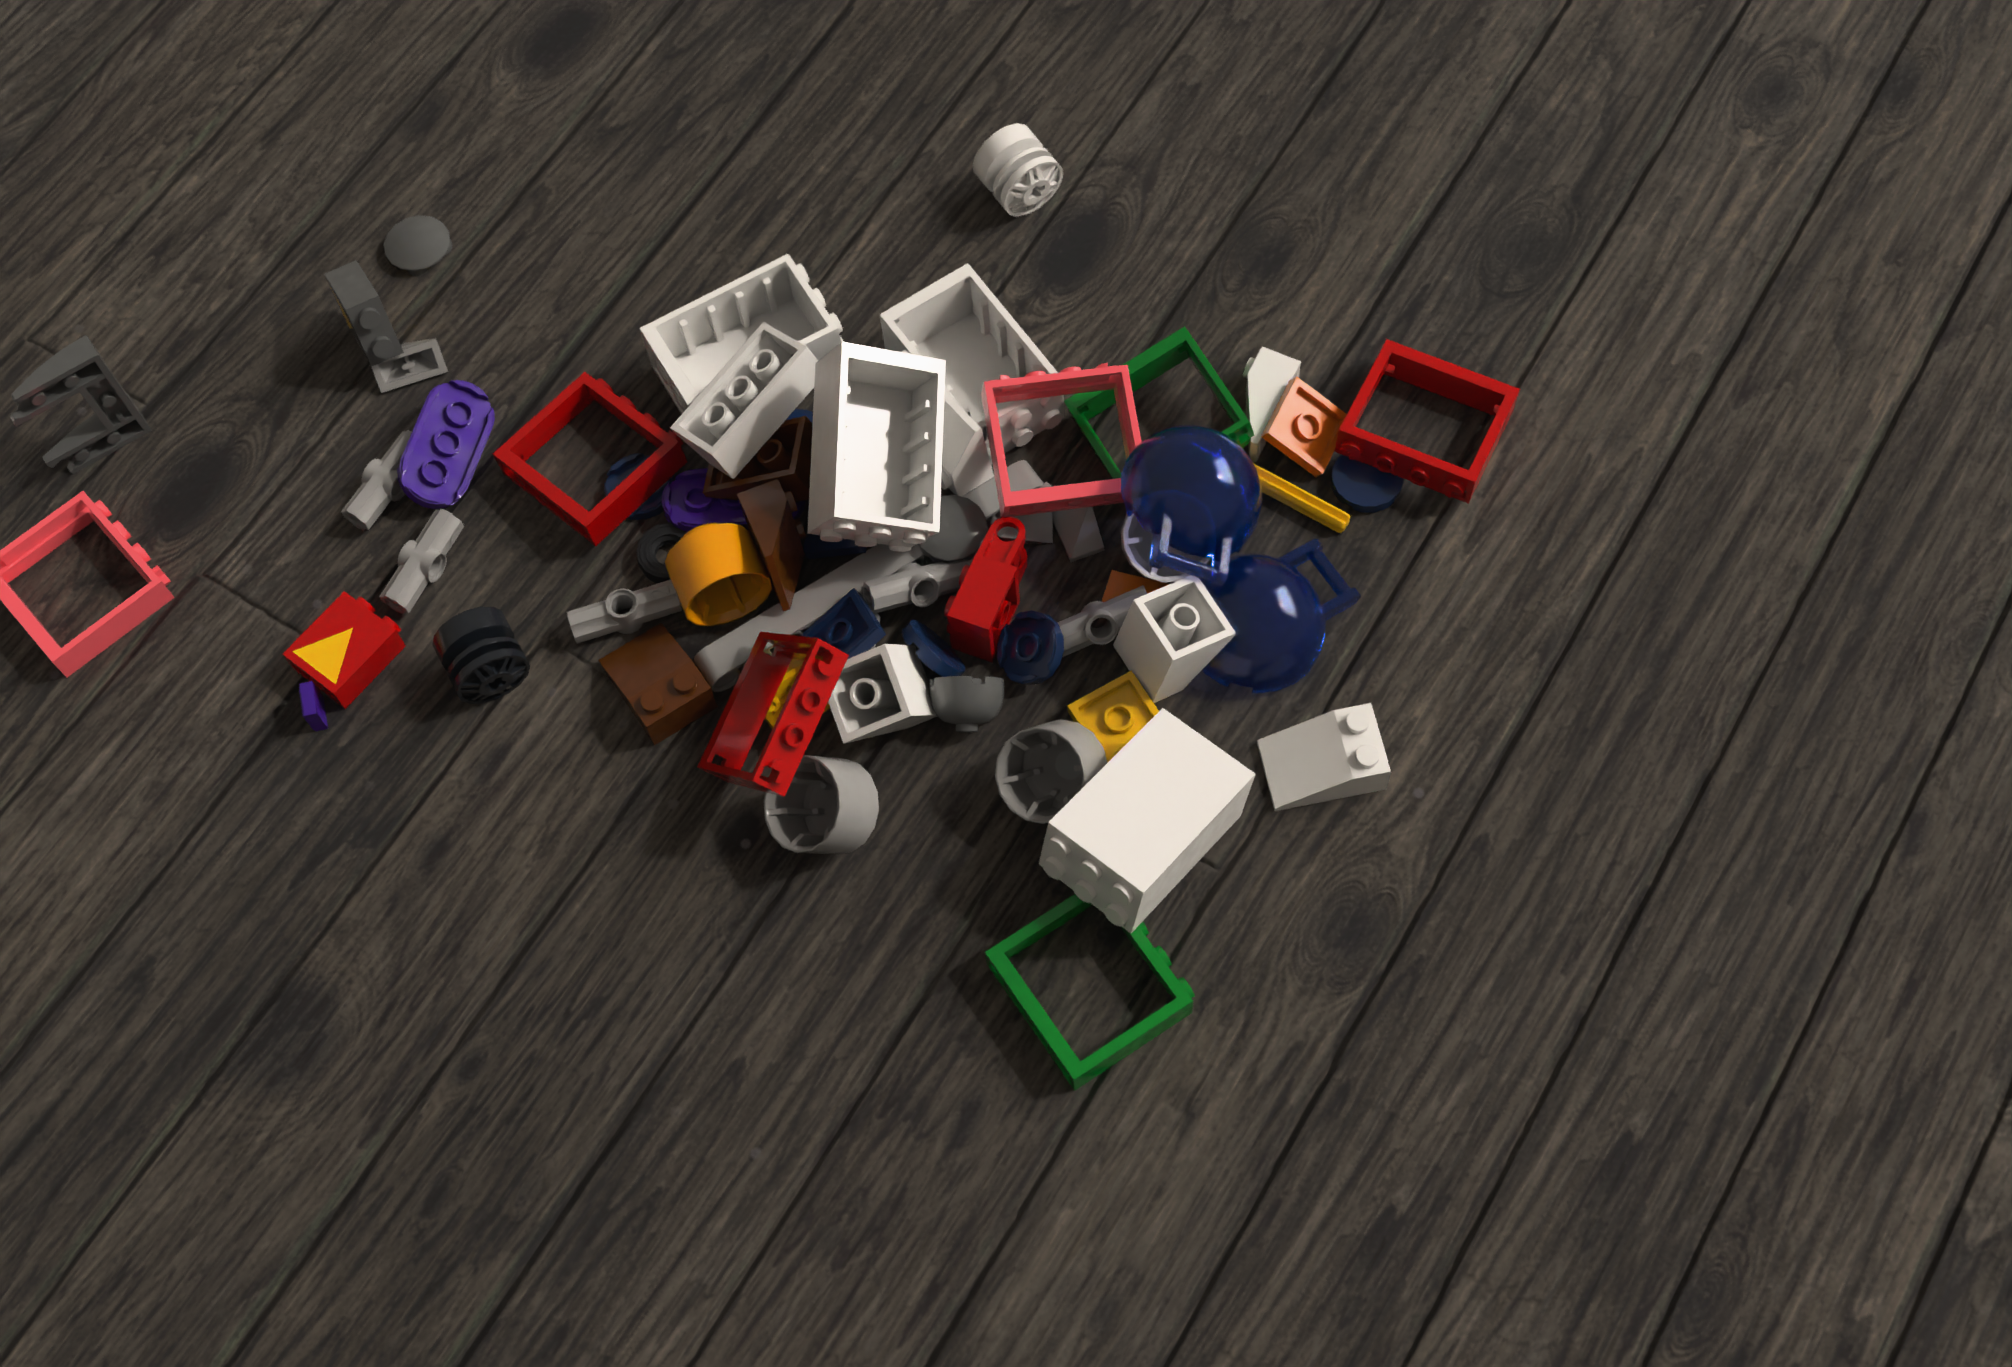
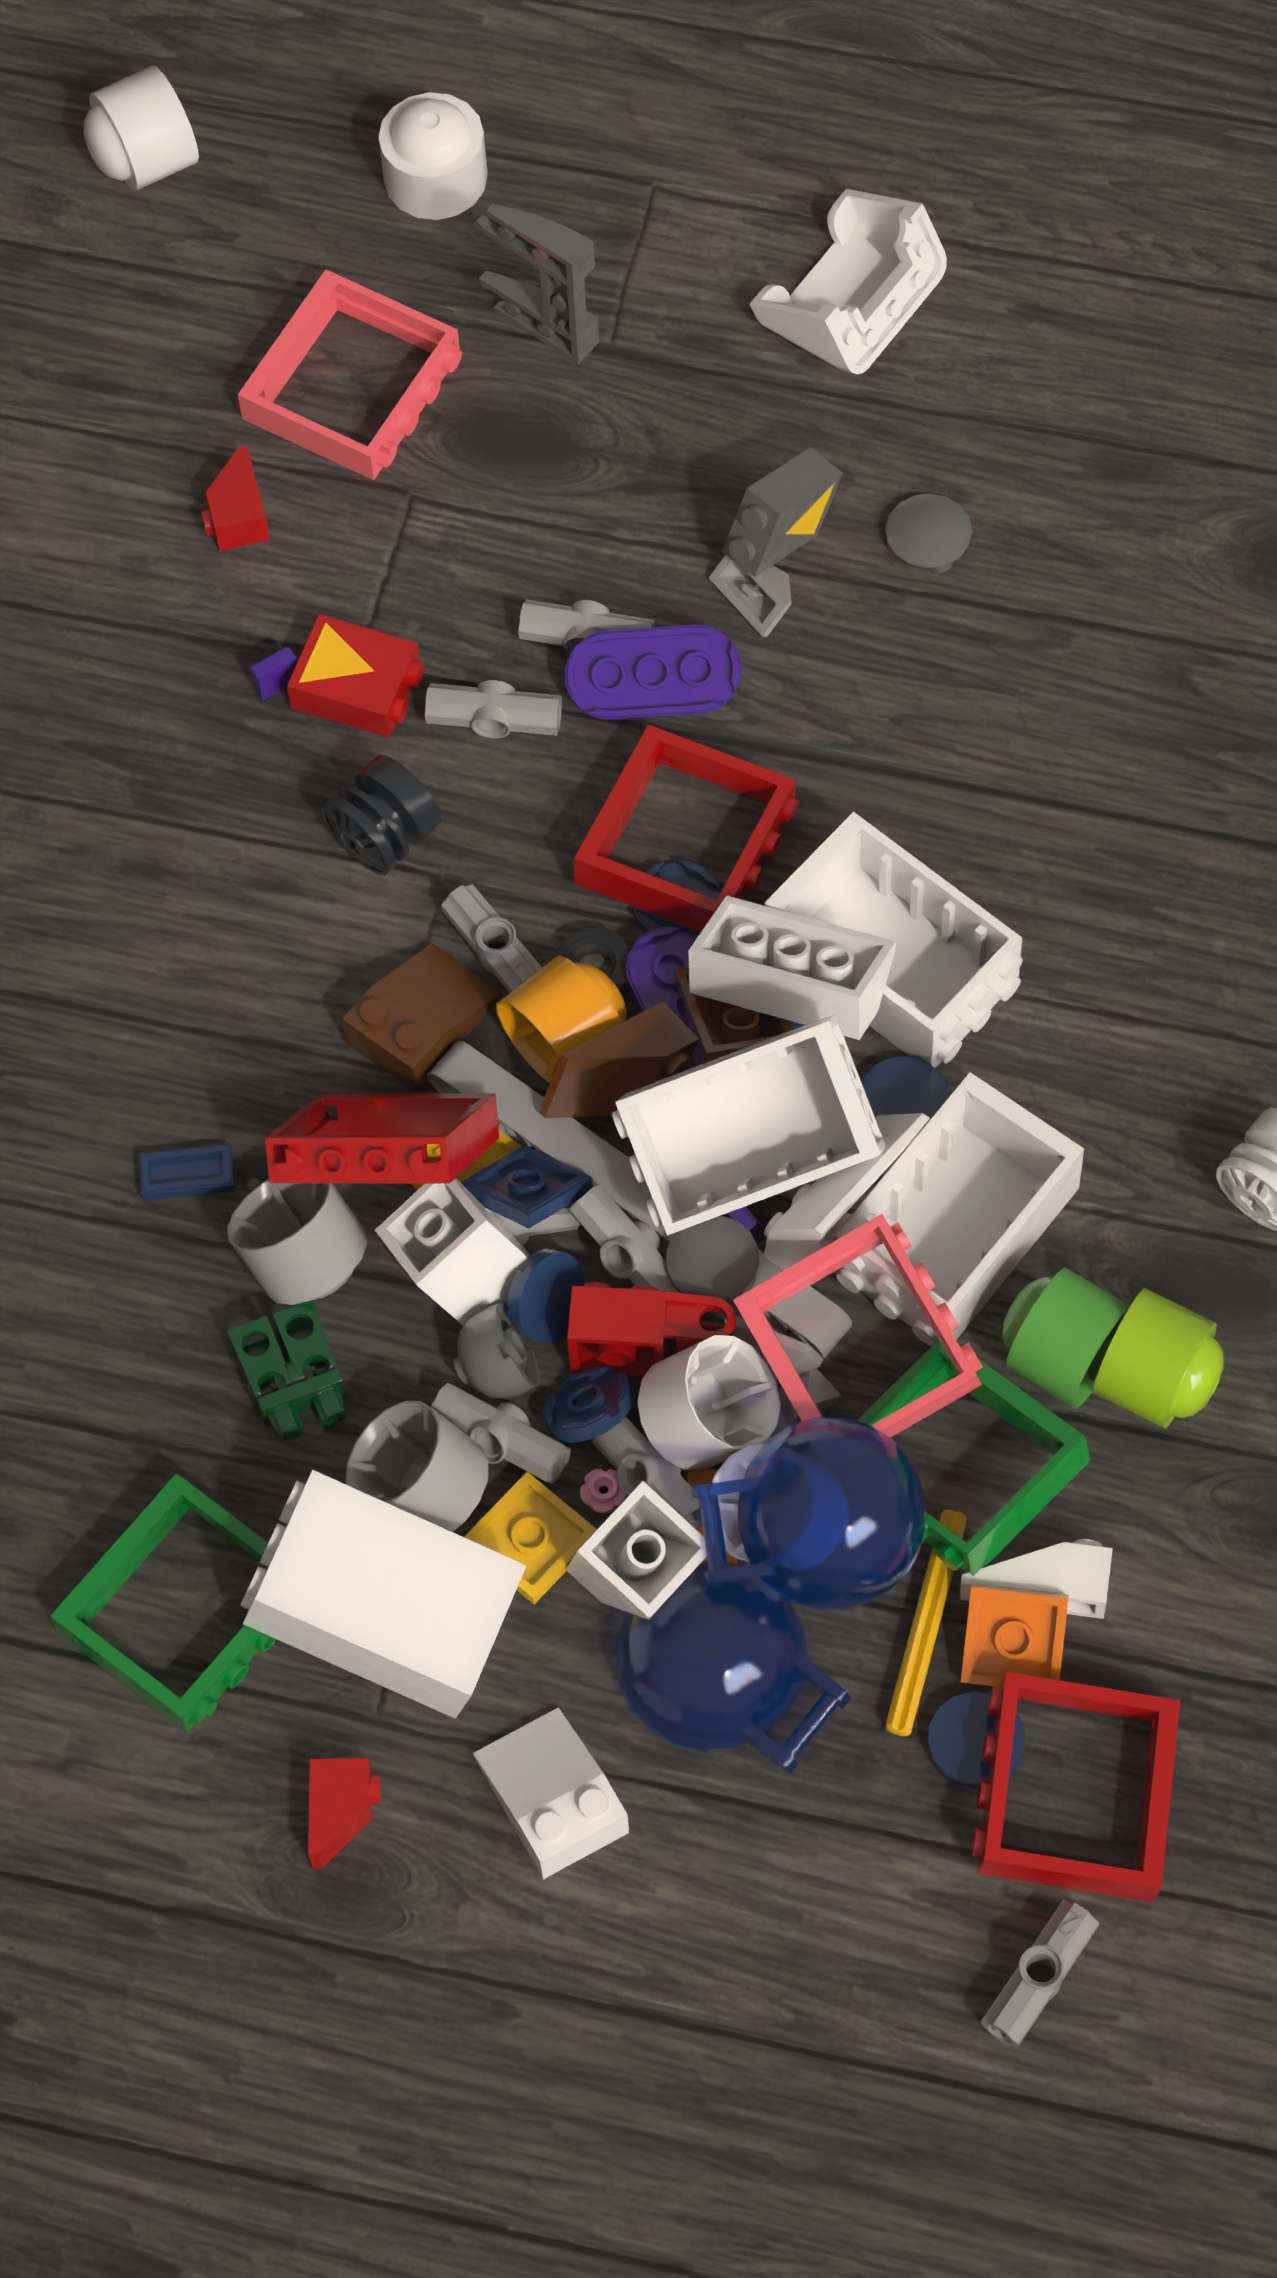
camera: 70 degrees right, 0 degrees up
(149, 694) = (235, 505): none -> red slope
(187, 224) = (863, 285): none -> white windscreen
(717, 888) = (186, 1172): none -> dark blue tile
(918, 852) = (291, 1385): none -> dark green hips
(1030, 710) = (503, 1433): none -> light grey piece
(1067, 559) = (708, 1402): none -> white piece
(1093, 670) = (601, 1502): none -> bright pink plate
(1097, 322) = (1061, 1334): none -> bright green piece
(1134, 276) = (1161, 1361): none -> lime piece
(1293, 911) = (339, 1804): none -> red slope
(1567, 498) = (1024, 1998): none -> light grey piece

